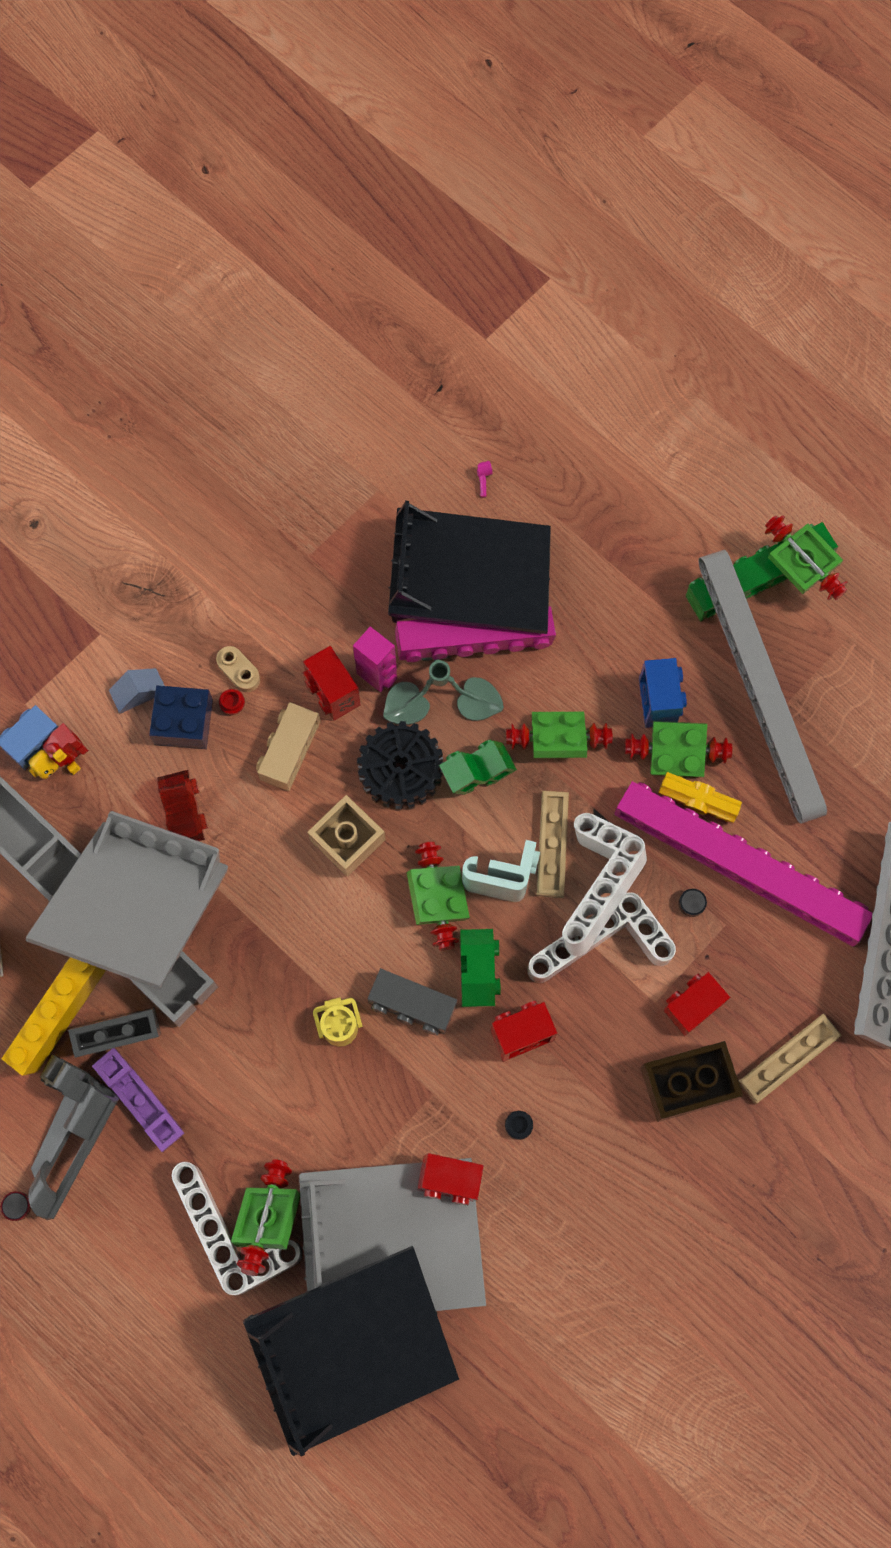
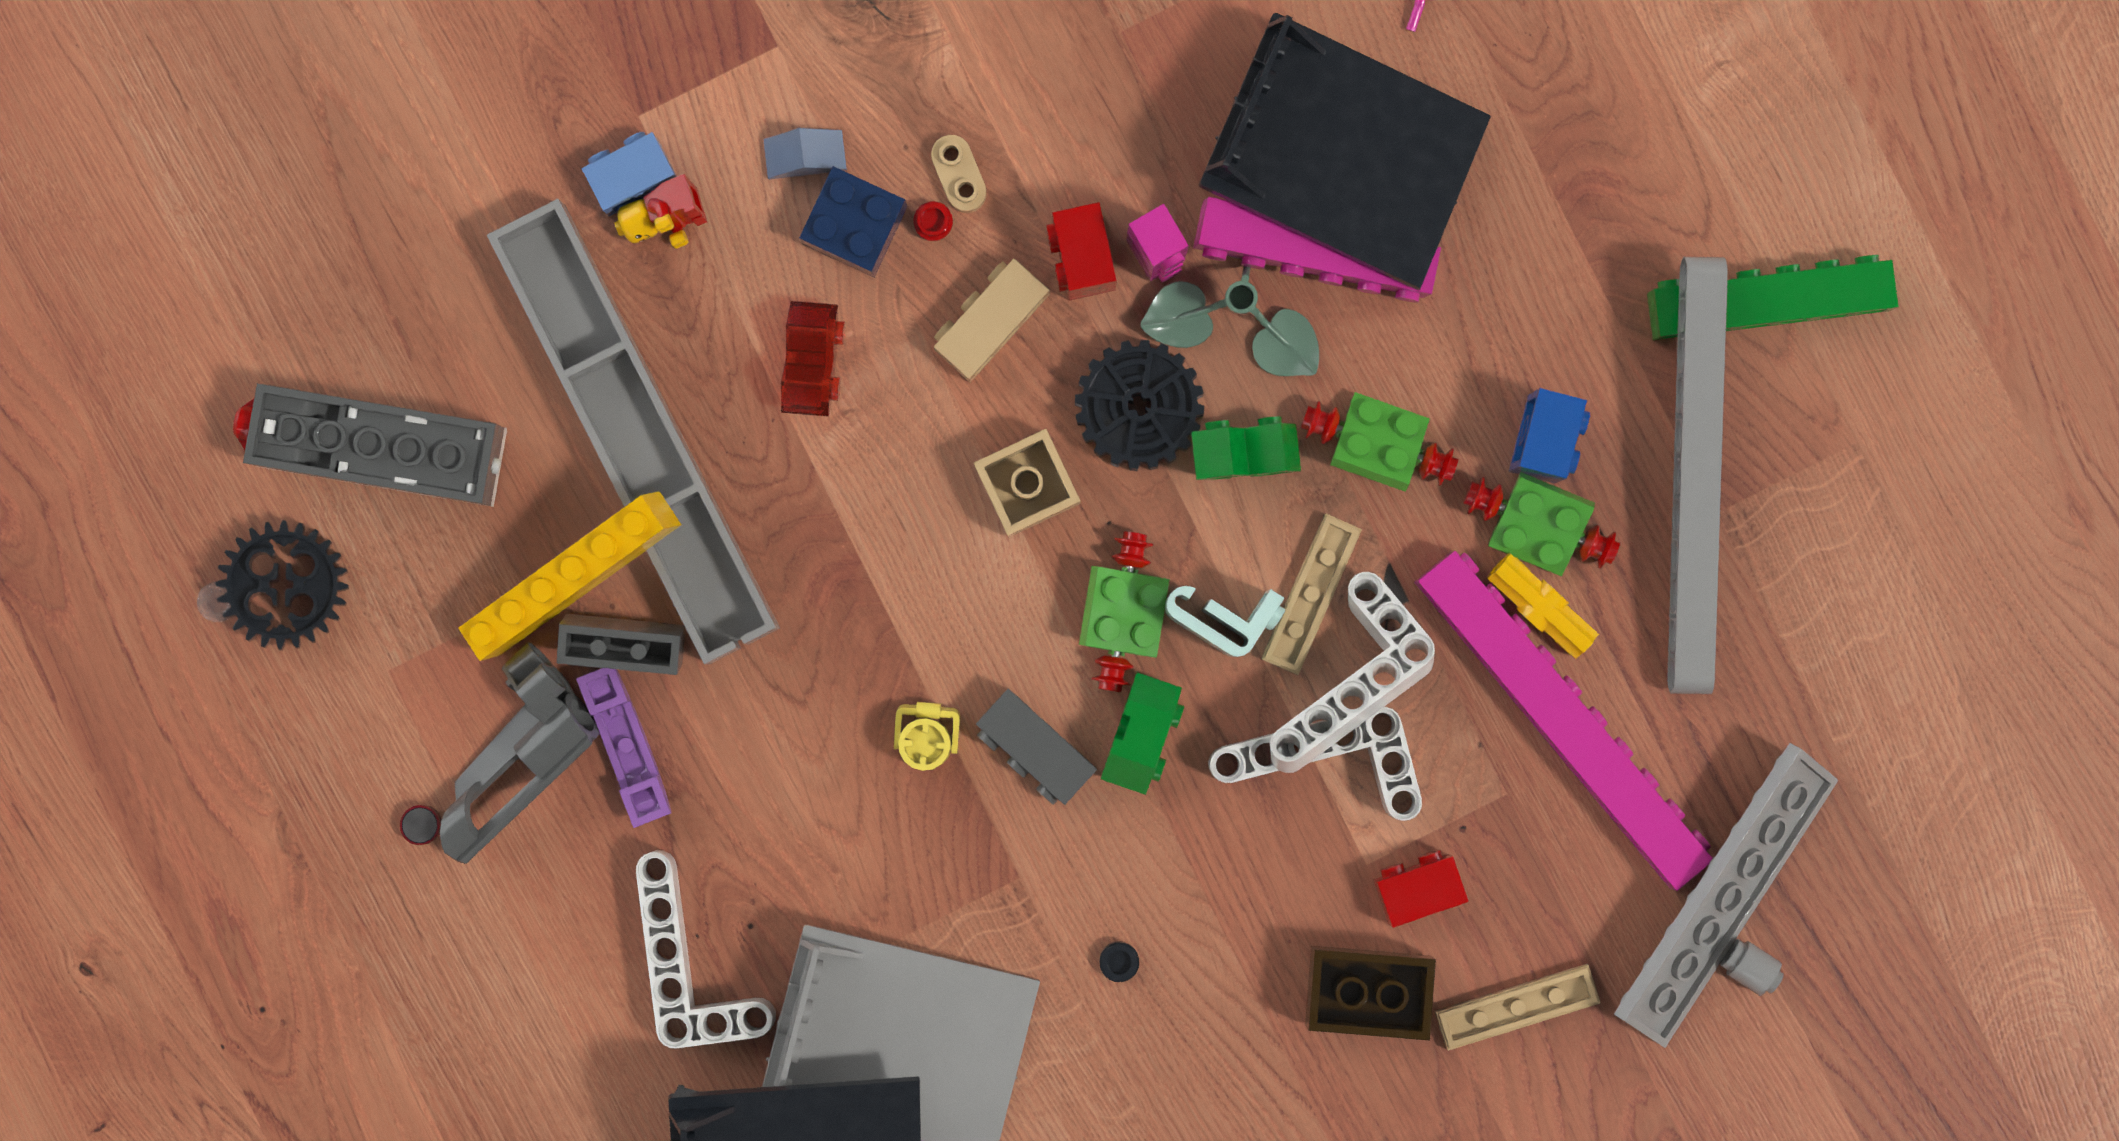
camera: 25 degrees right, 15 degrees up
(131, 900) = (698, 481): light grey door -> none
(265, 1218) = (742, 964): bright green plate -> none
(450, 1178) = (1001, 1001): red brick -> none
(523, 1030) = (1170, 844): red brick -> none
(692, 902) = (1473, 748): flat silver tile -> none
(805, 558) = (1840, 311): bright green plate -> none

